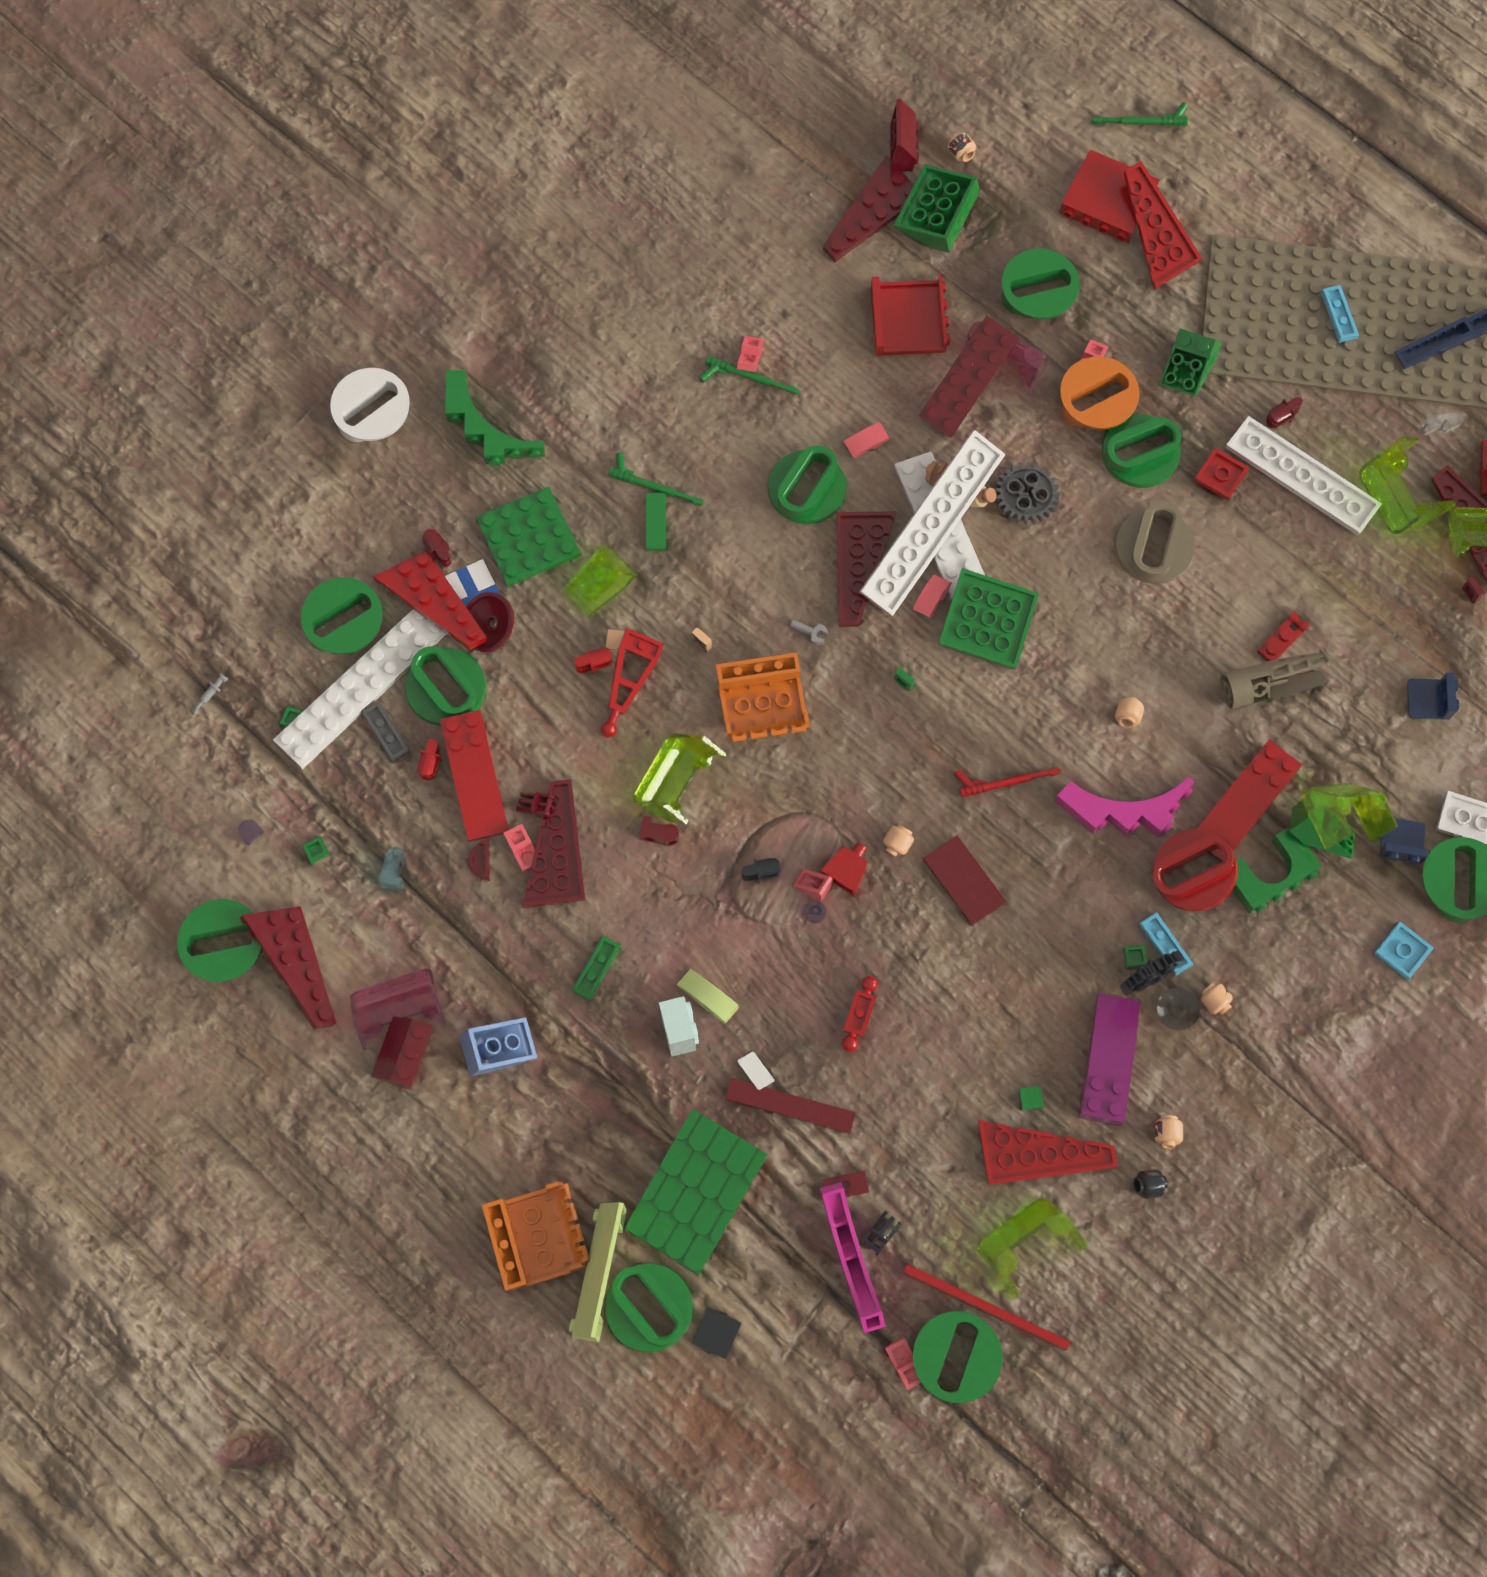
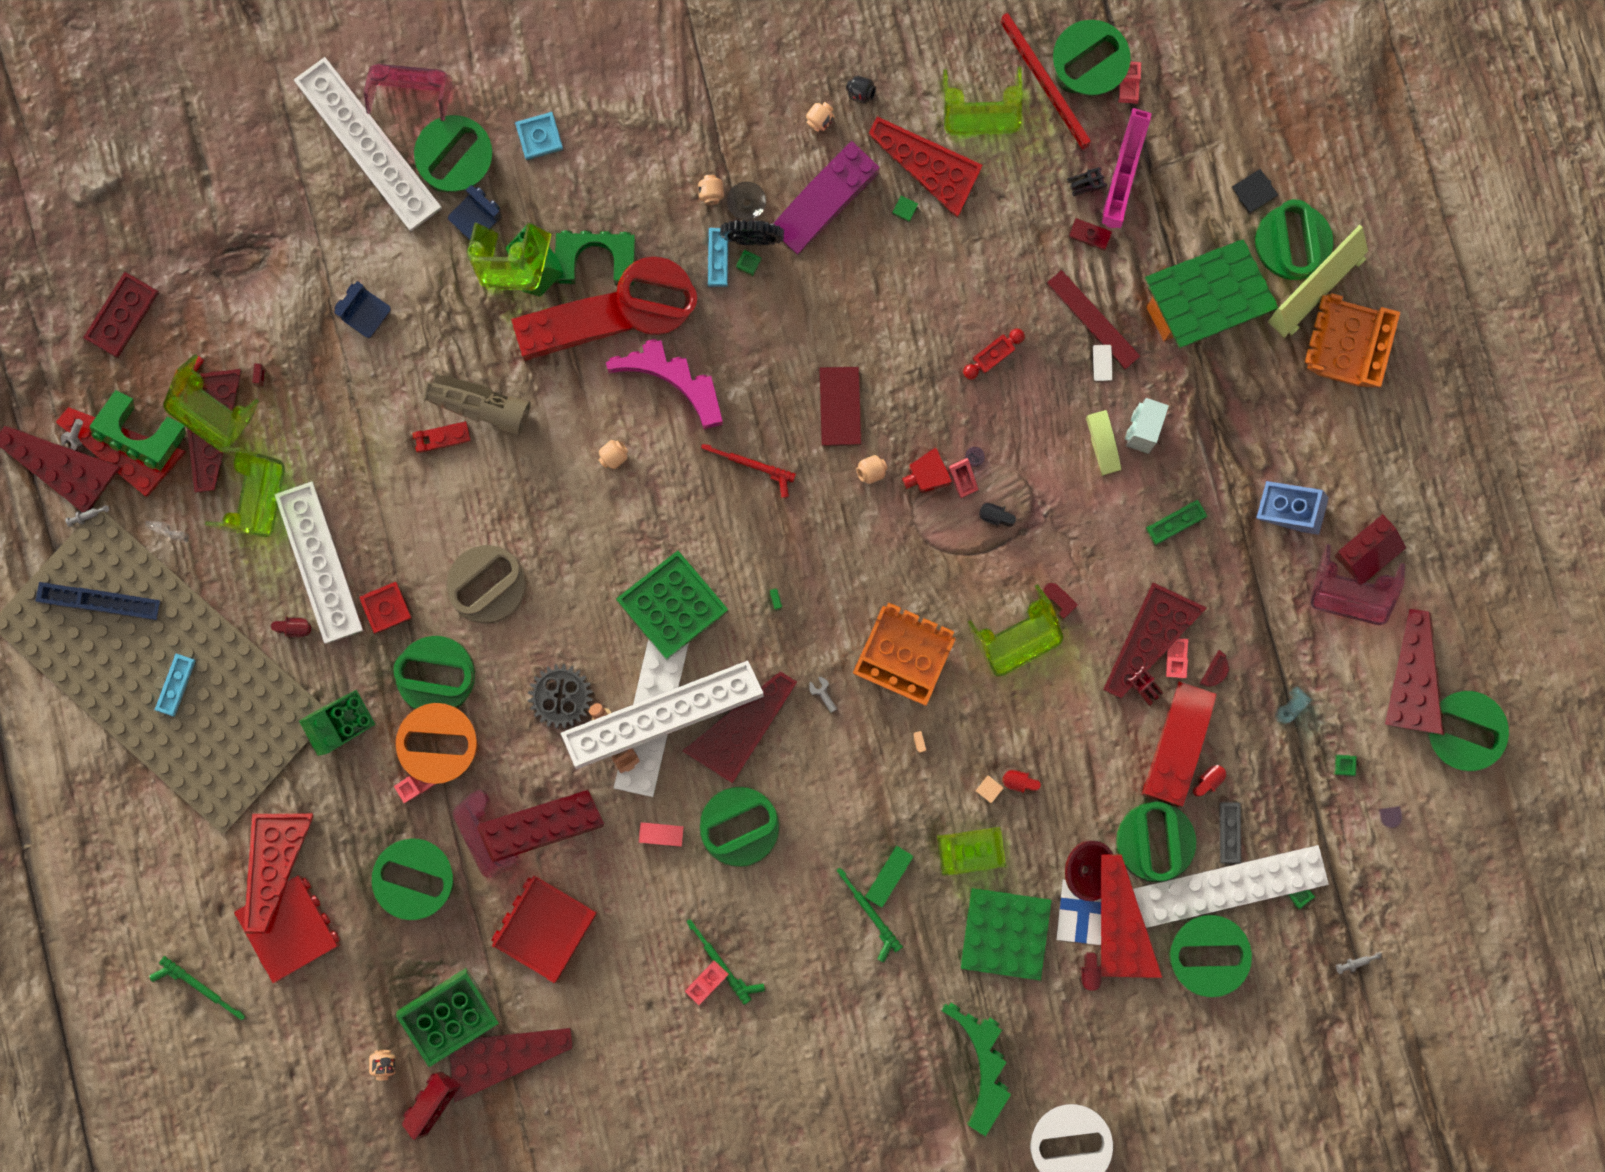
camera: 150 degrees left, 10 degrees up
(640, 646) = (974, 767): red plate -> none
(933, 592) = (703, 657): coral slope -> none

